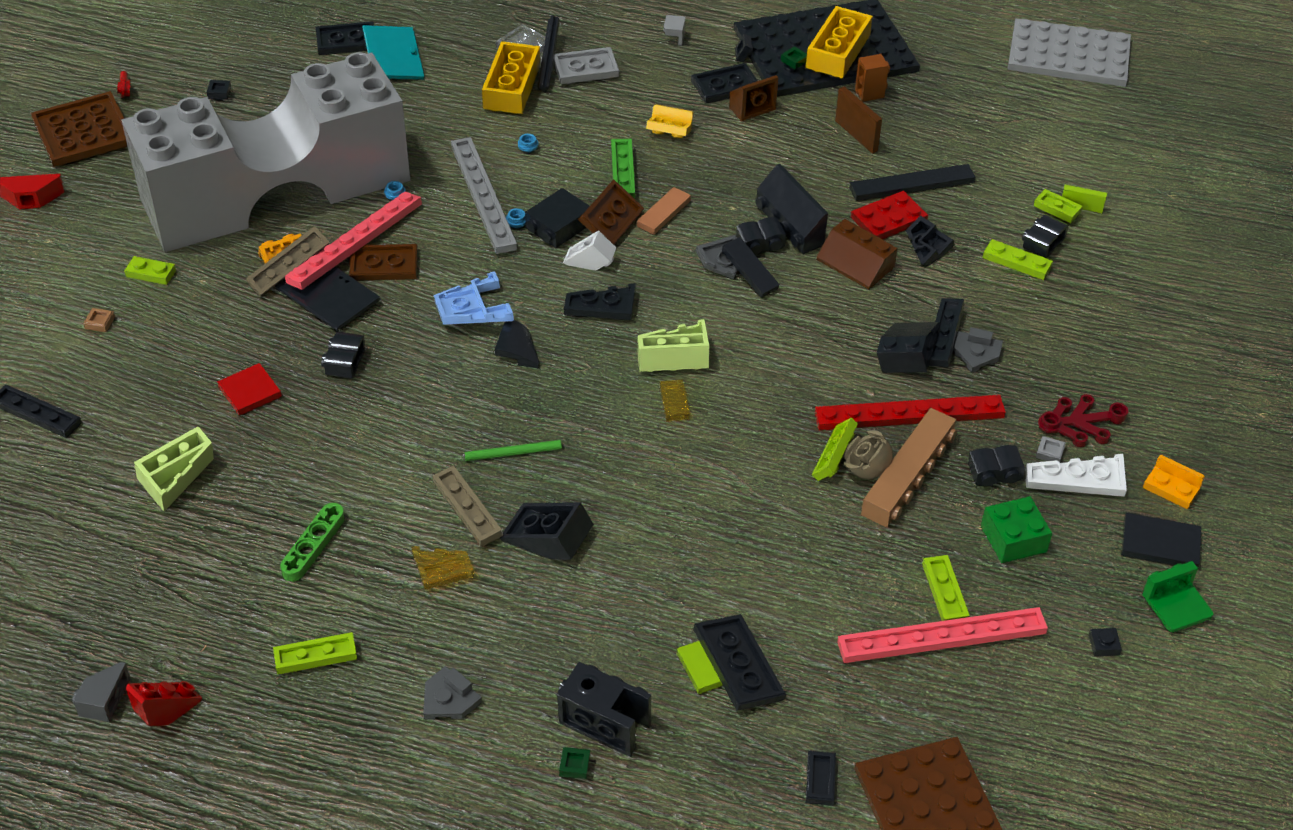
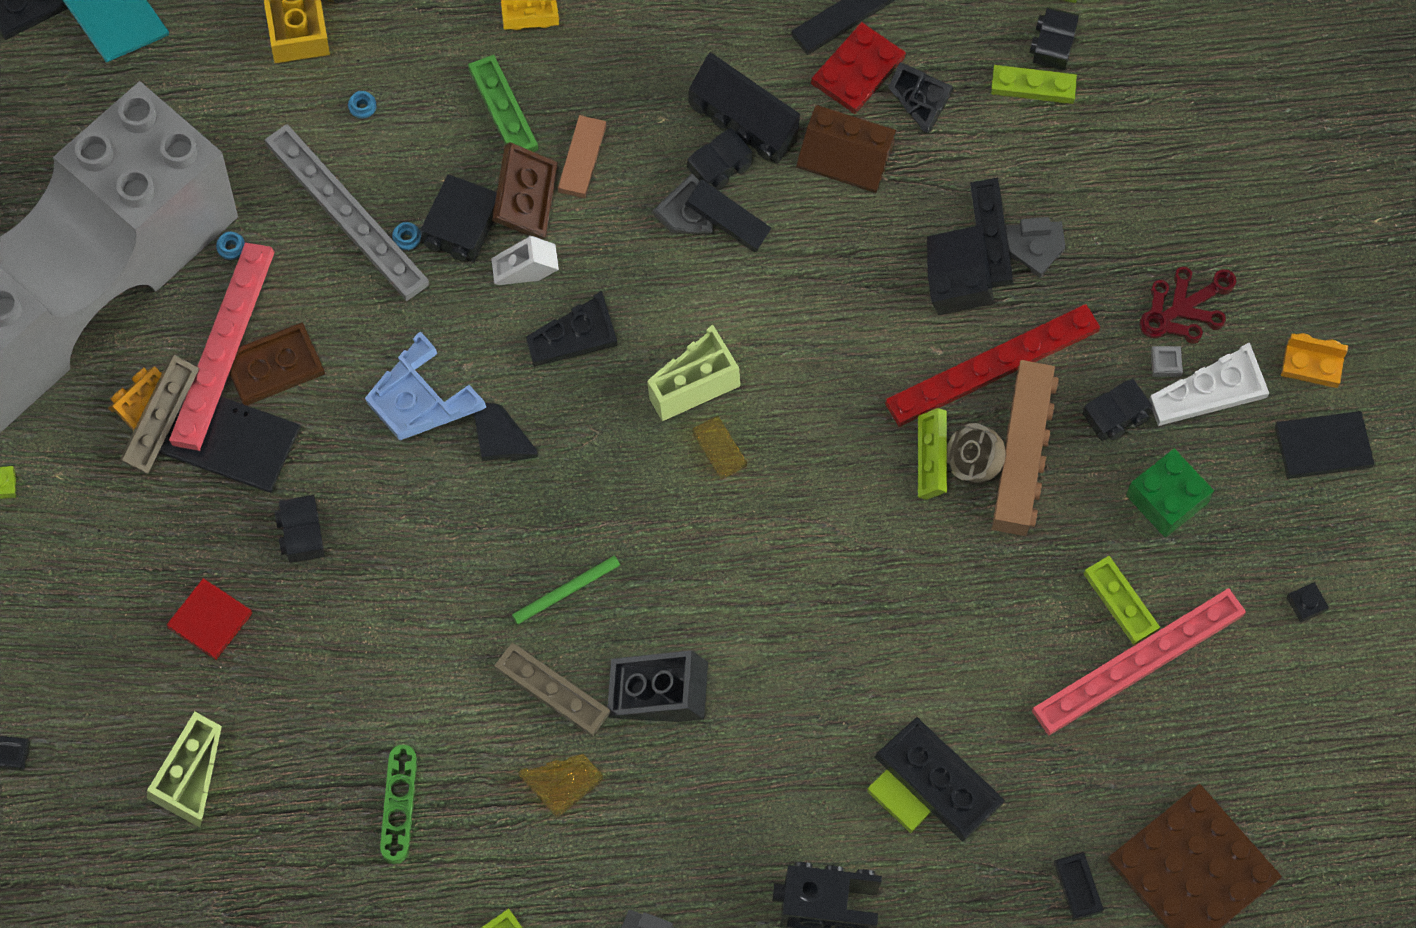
camera: 25 degrees left, 20 degrees up
(1175, 597) = (1366, 521): green bracket -> none

